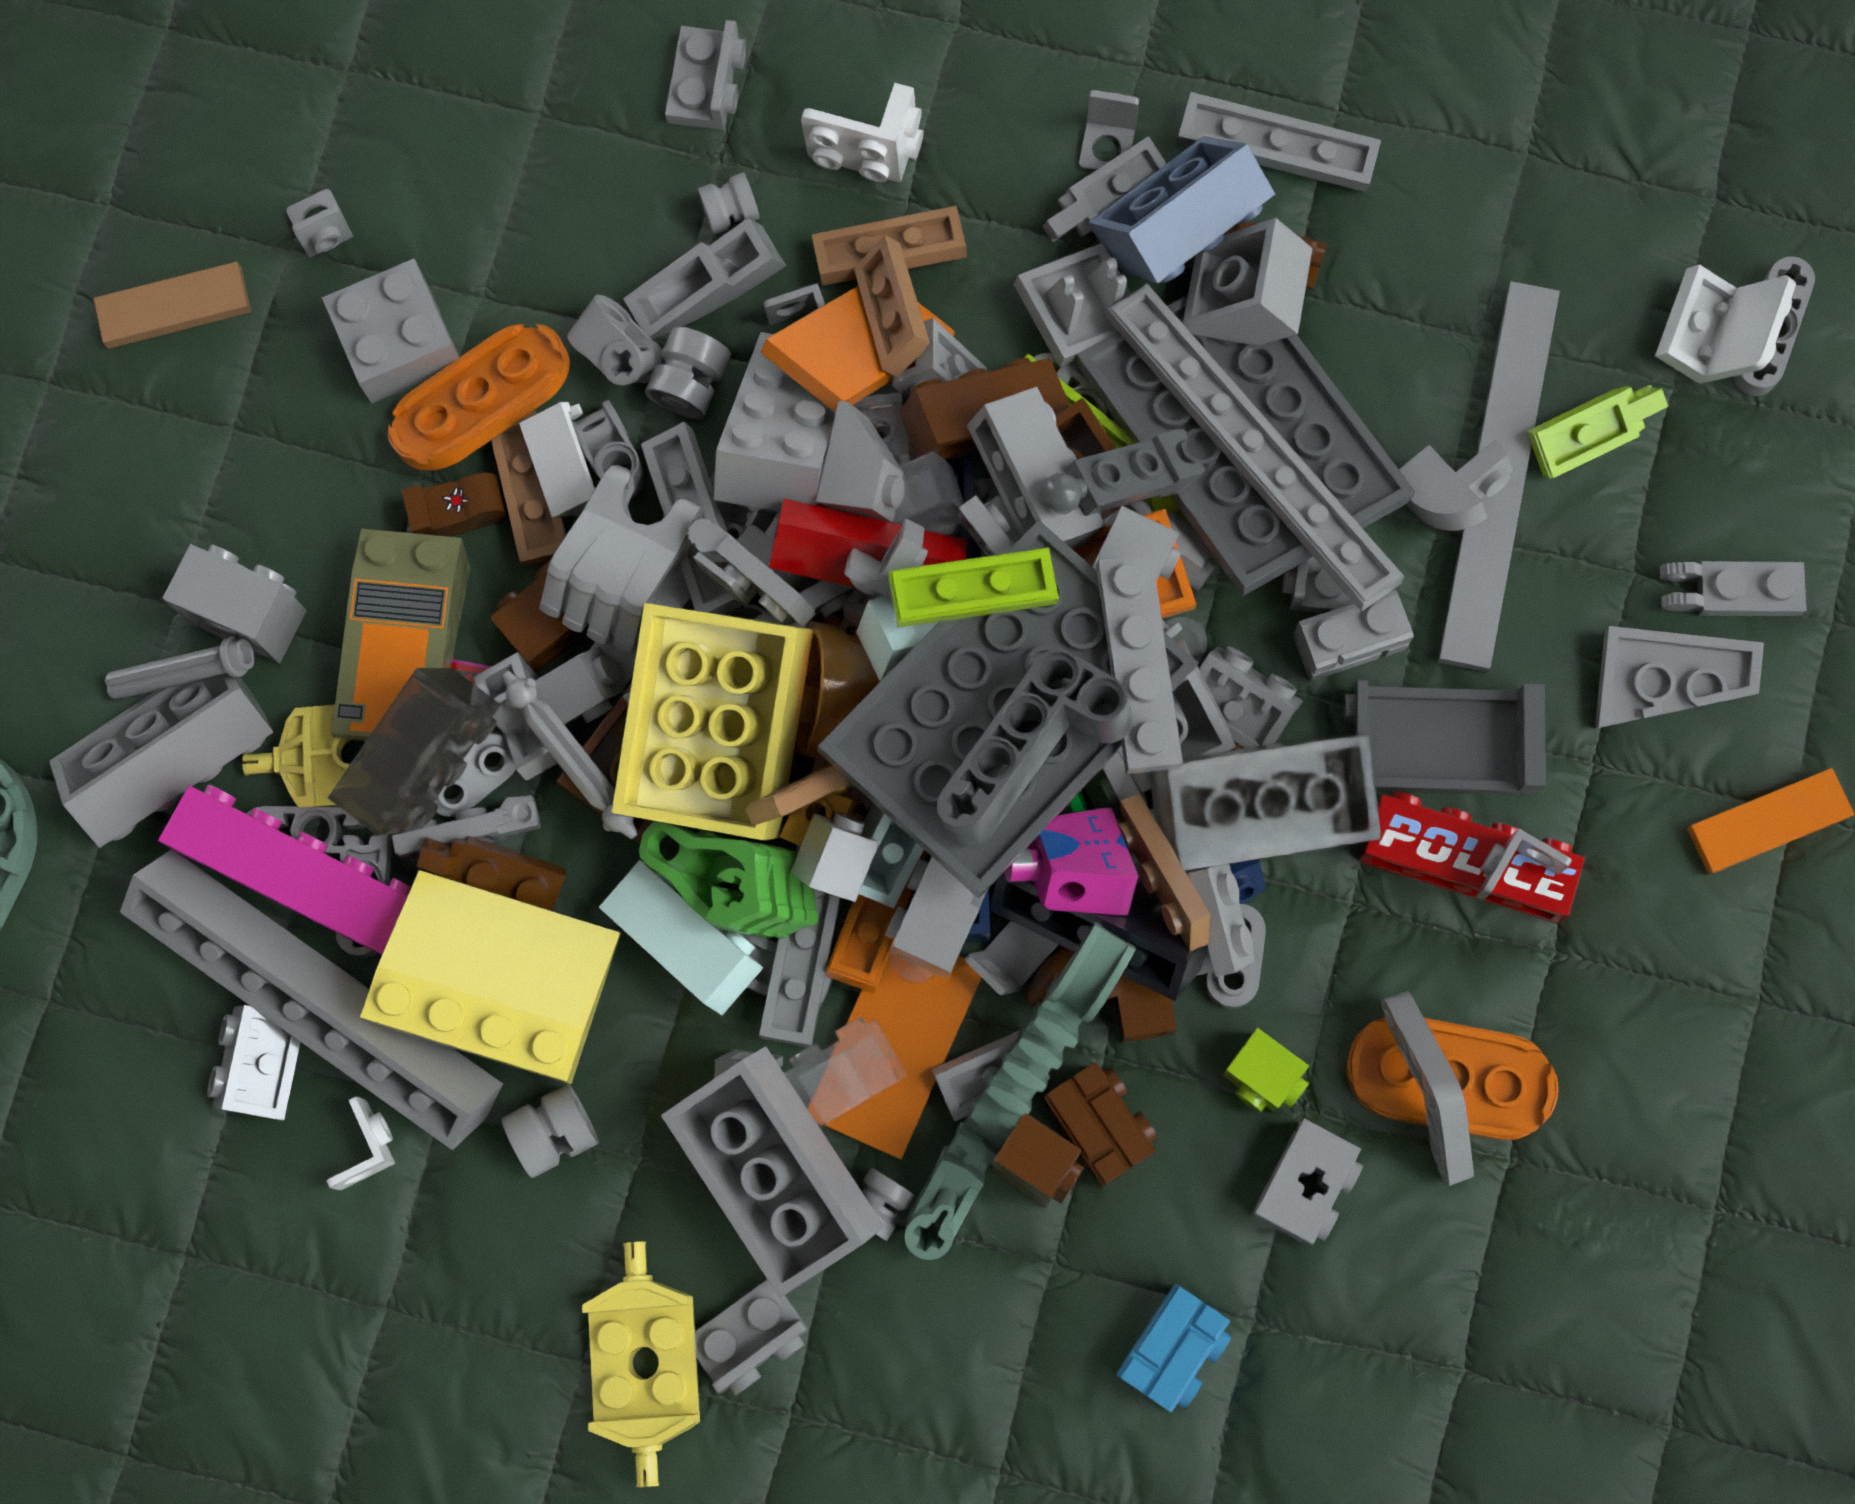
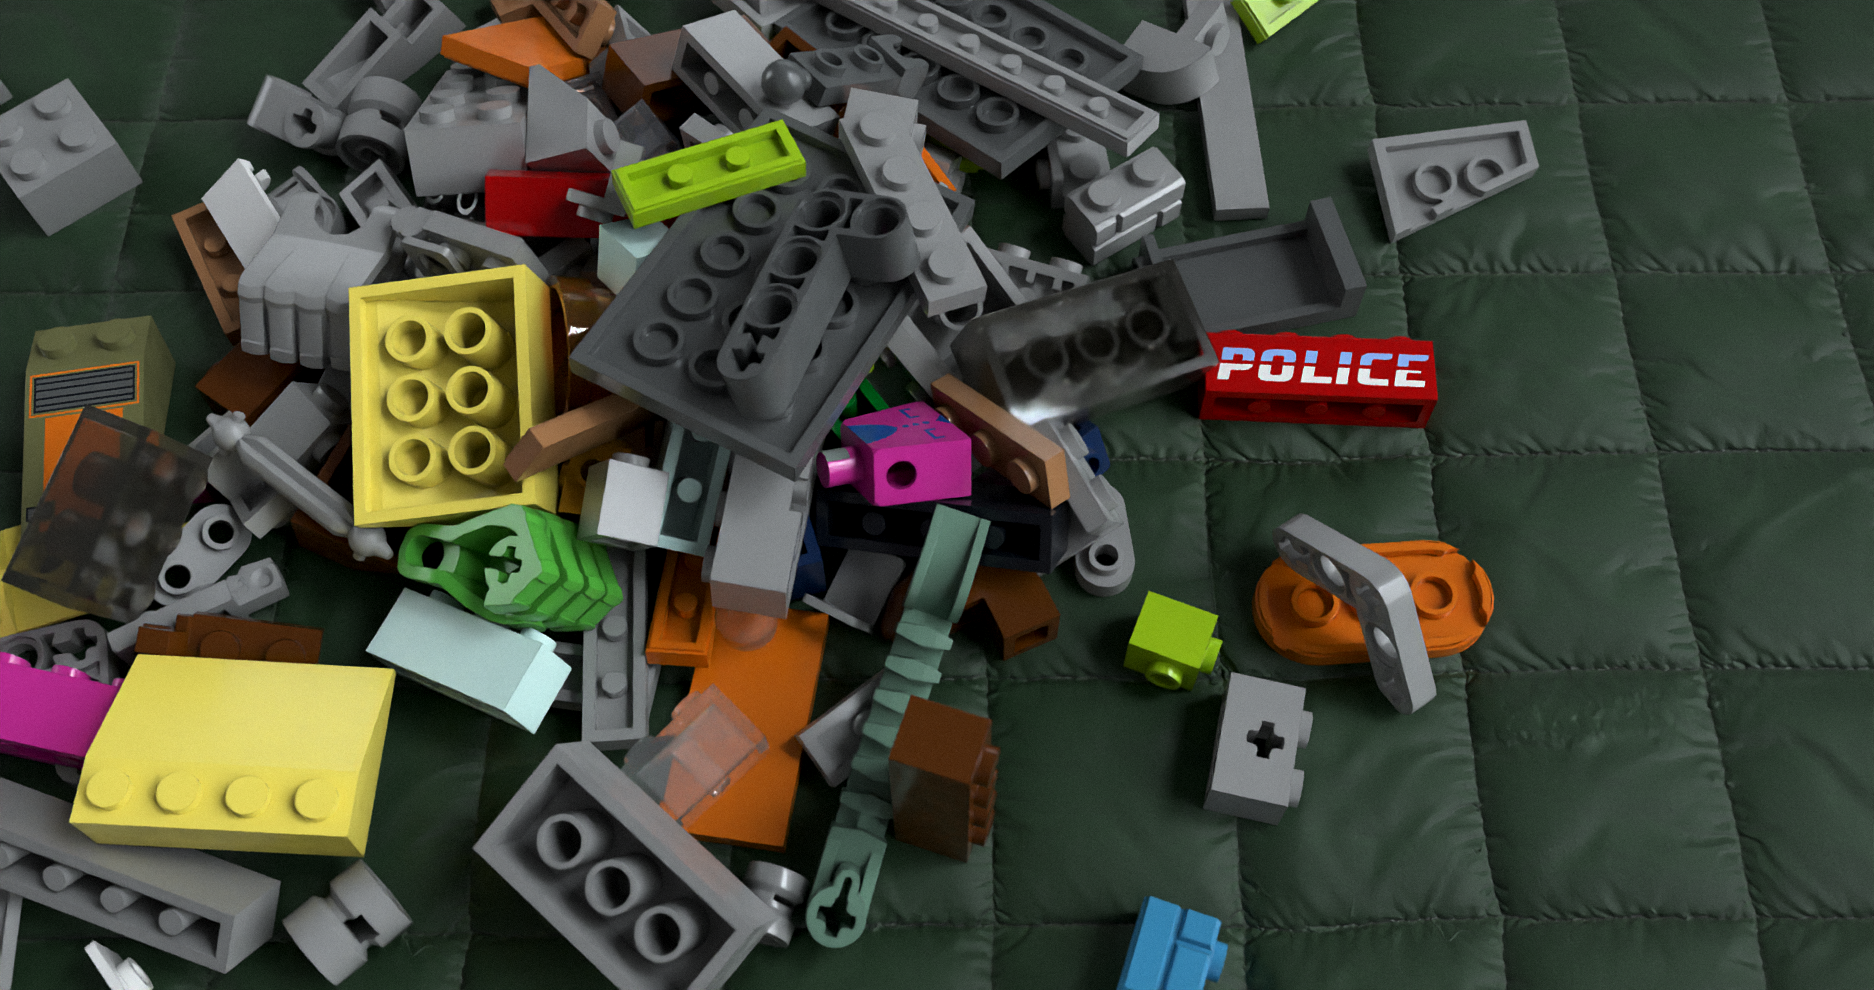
camera: 20 degrees left, 15 degrees down
(455, 506) = (164, 291): reddish brown leg -> none
(478, 396) = (154, 197): orange tile -> none
(1100, 1123) = (1032, 753): reddish brown brick -> none
(1527, 845) = (1364, 340): light grey bracket -> none
(1737, 588) = (1476, 91): light grey hinge -> none
(1770, 821) = (1596, 281): orange tile -> none

